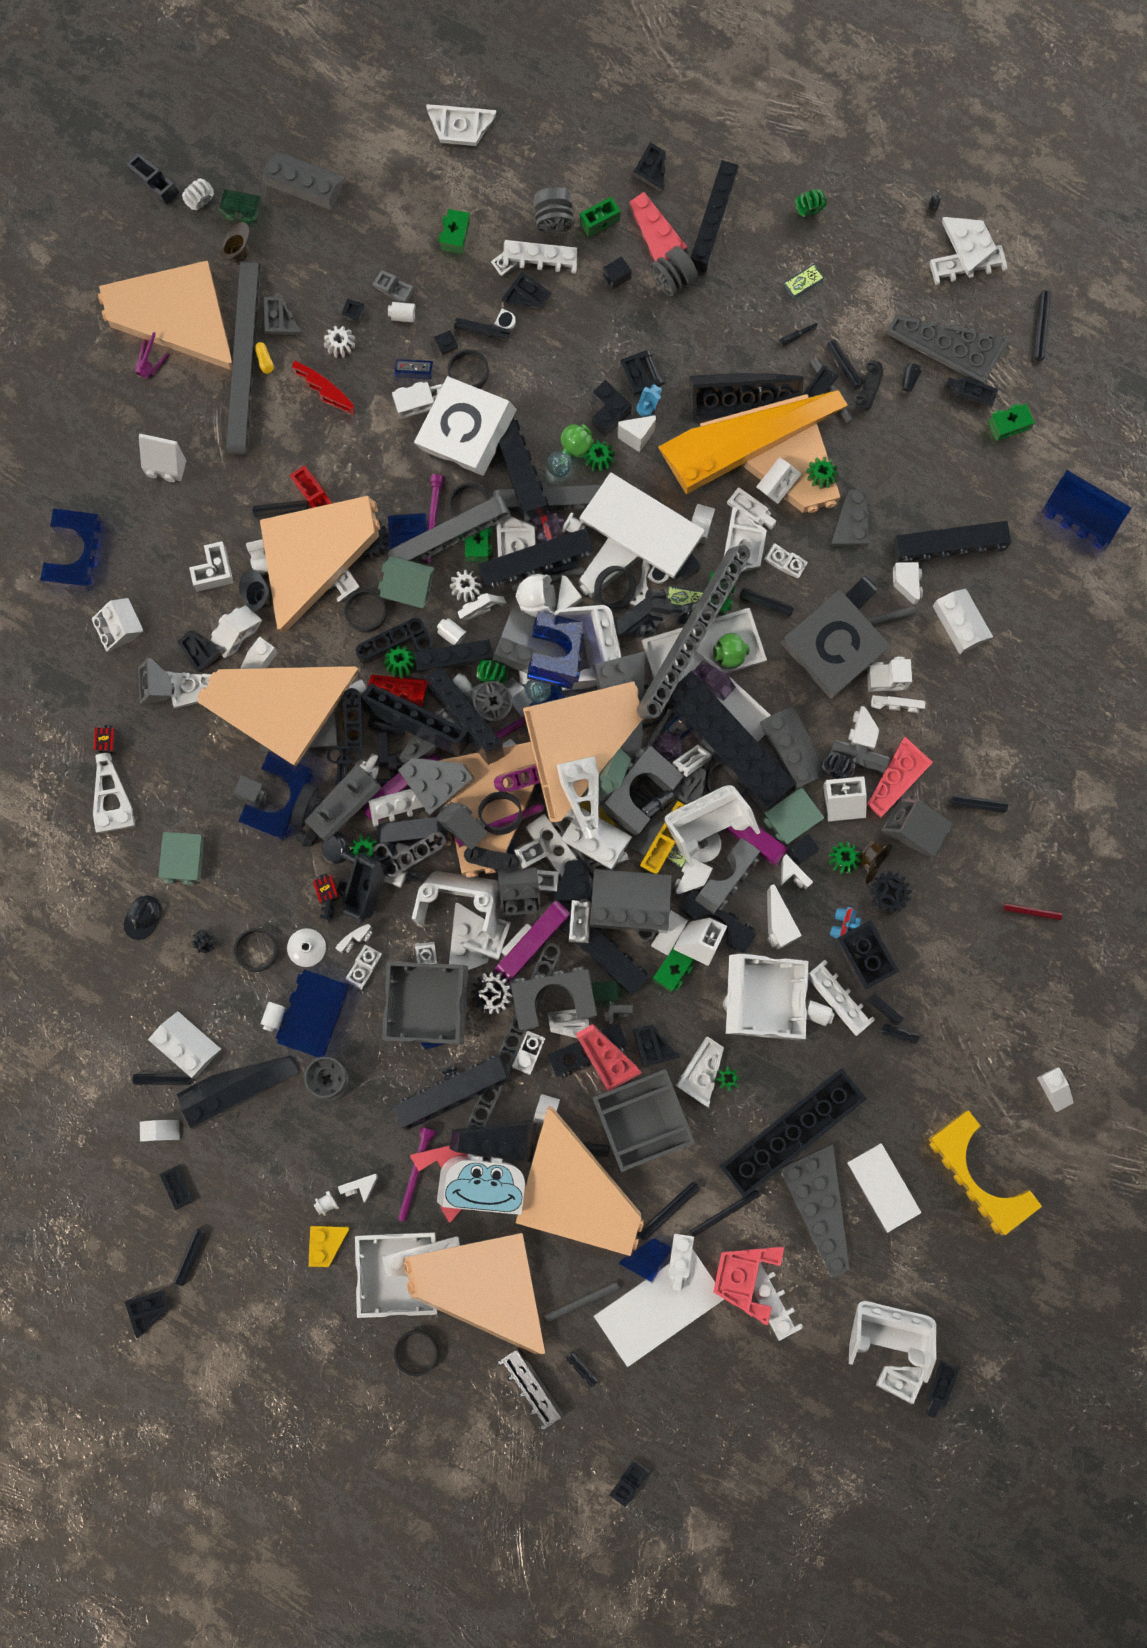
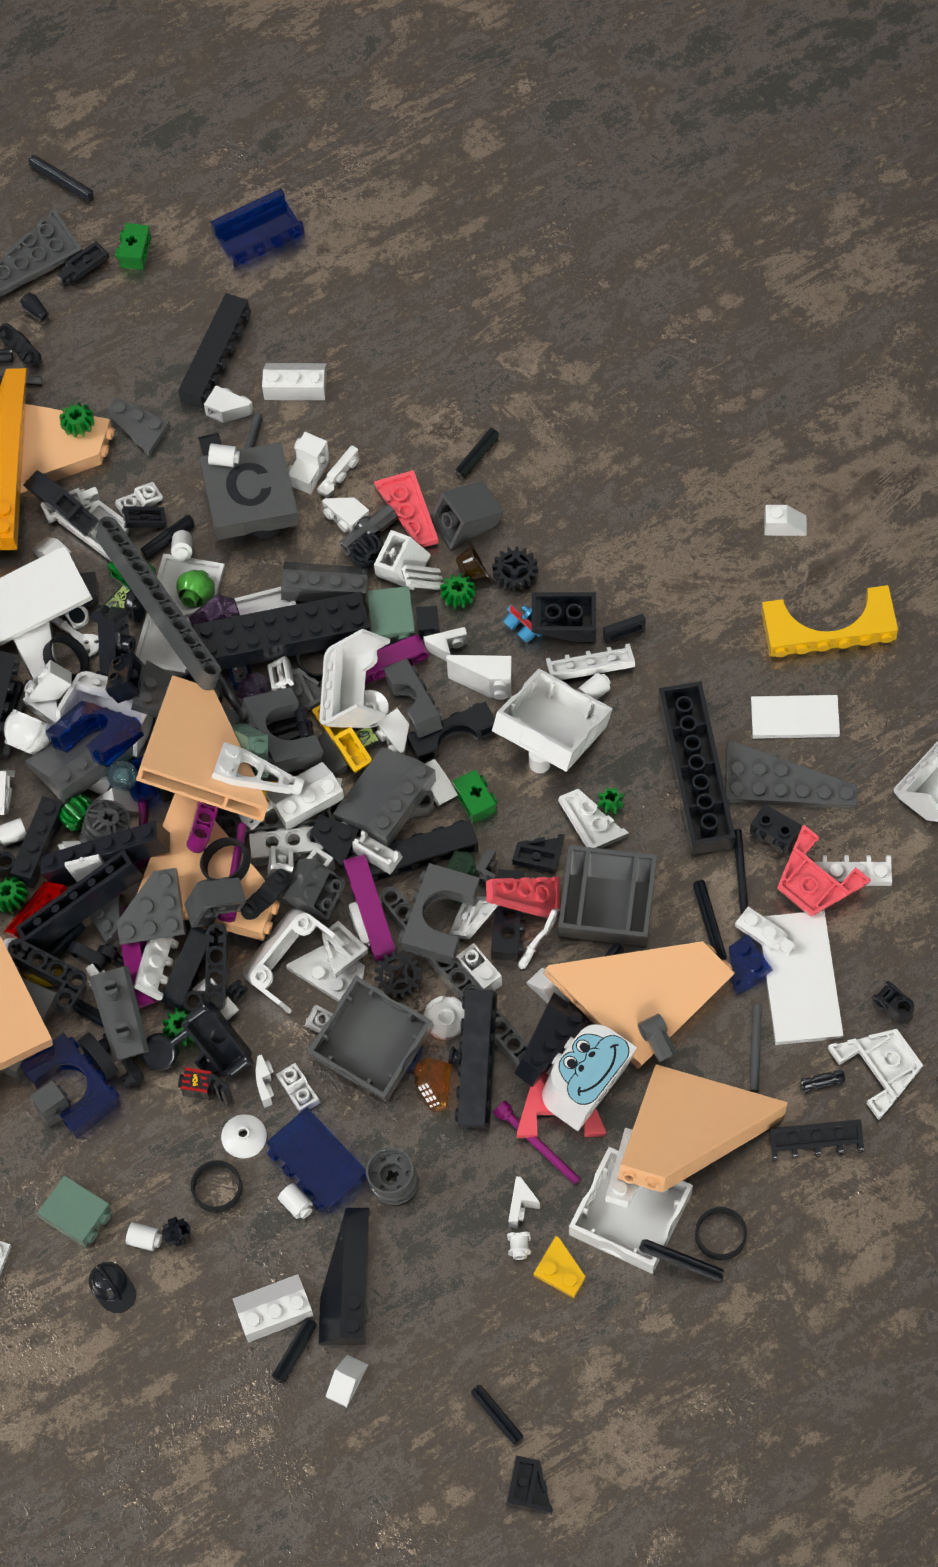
camera: 55 degrees left, 15 degrees down
(176, 1187) = (417, 1392): black tile -> none
(188, 919) = (143, 1236): none -> white brick
(374, 1336) = (681, 1260): none -> black axle
(419, 1068) = (433, 1082): none -> clear orange slope
(444, 708) = (83, 866): none -> white piece
(479, 1045) = (446, 1017): none -> white tile
(543, 1221) = (655, 1032): none -> dark grey piece
(568, 1083) = (552, 919): none -> white piece
(582, 588) = (49, 683): none -> white slope
(616, 644) = (125, 677): none -> black brick
(625, 1414) = (888, 1059): none -> white wing
(676, 1392) = (892, 999): none -> black piece
(700, 939) = (461, 752): white slope -> none
(743, 503) = (61, 502): none -> black slope
(762, 561) = (143, 520): none -> black tile
(762, 618) = (182, 545): none -> white brick
(776, 1224) = (775, 829): none -> black brick
(778, 480) = (58, 460): white hinge -> none
(847, 833) = (422, 574): none -> white tile
(848, 608) = (223, 455): none -> white brick
(899, 1033) = (655, 629): black axle -> none
(1032, 911) = (605, 460): dark red bar -> none

